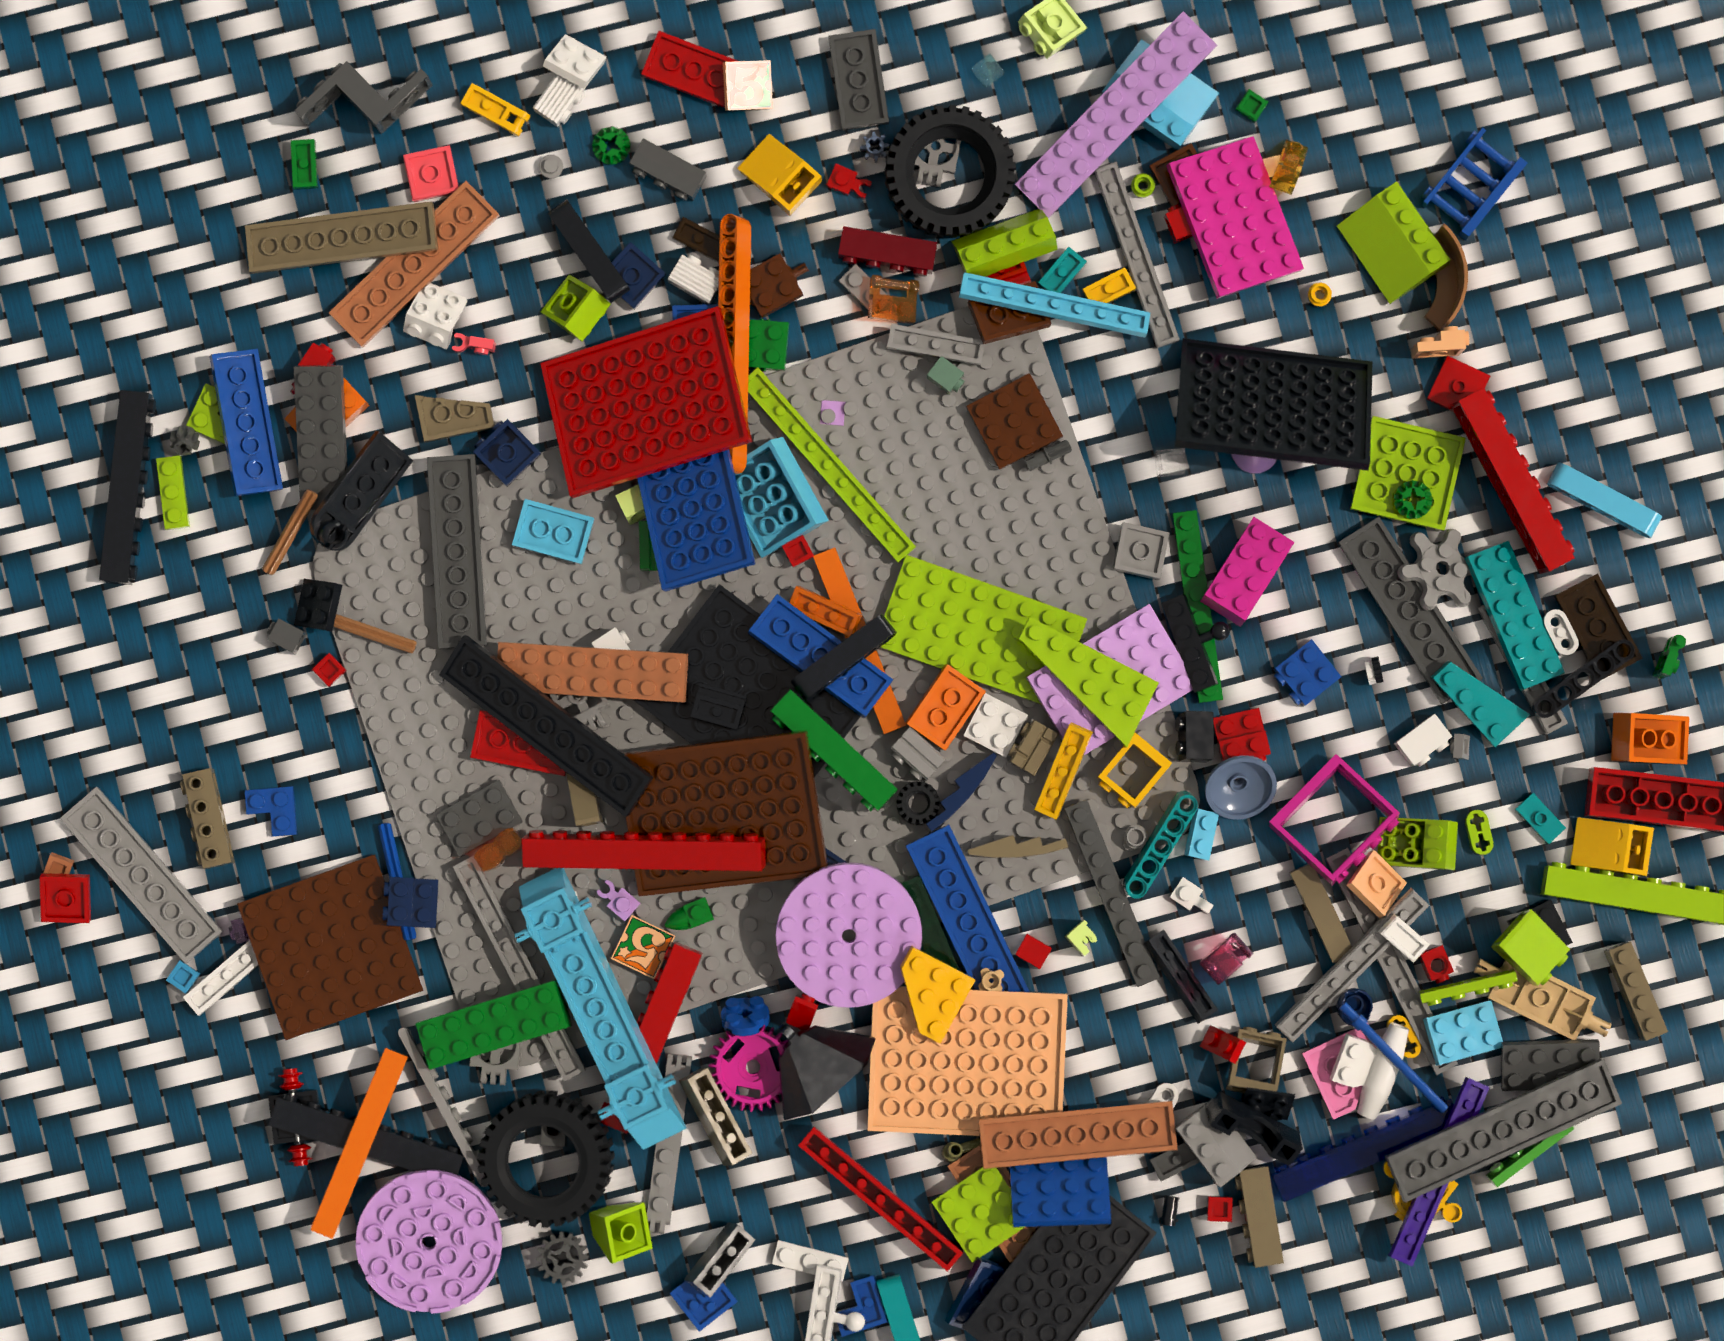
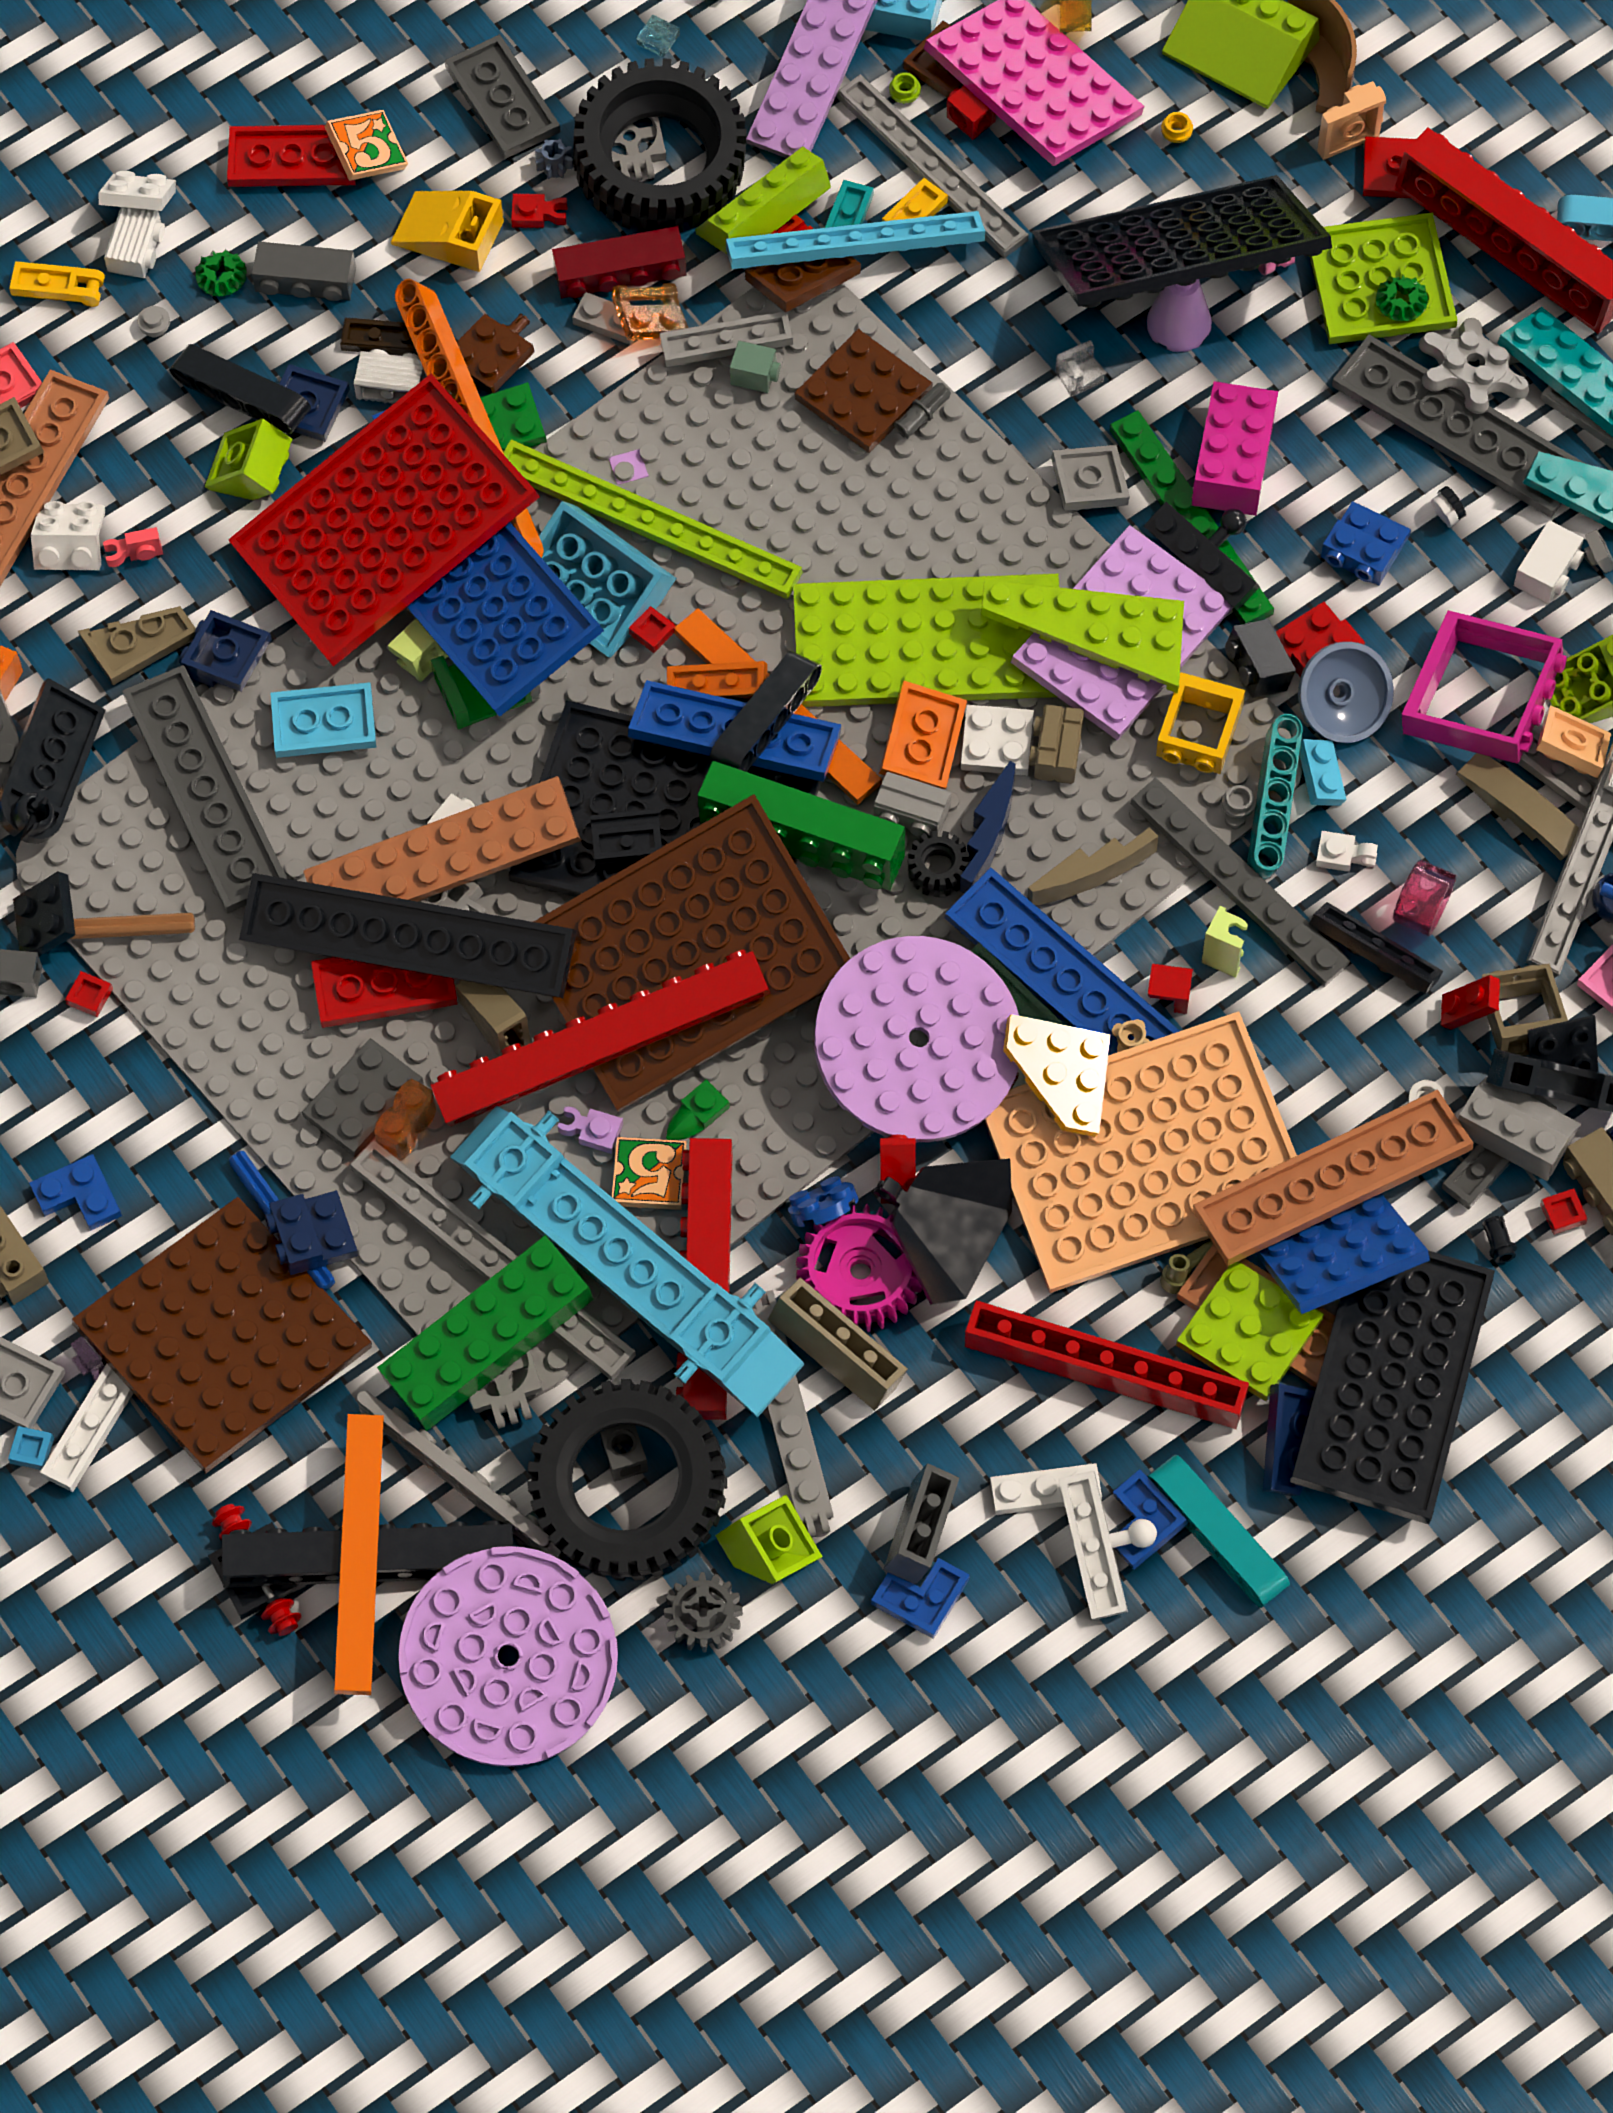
camera: 20 degrees left, 20 degrees down
(1063, 770) = (1110, 749): yellow plate -> none

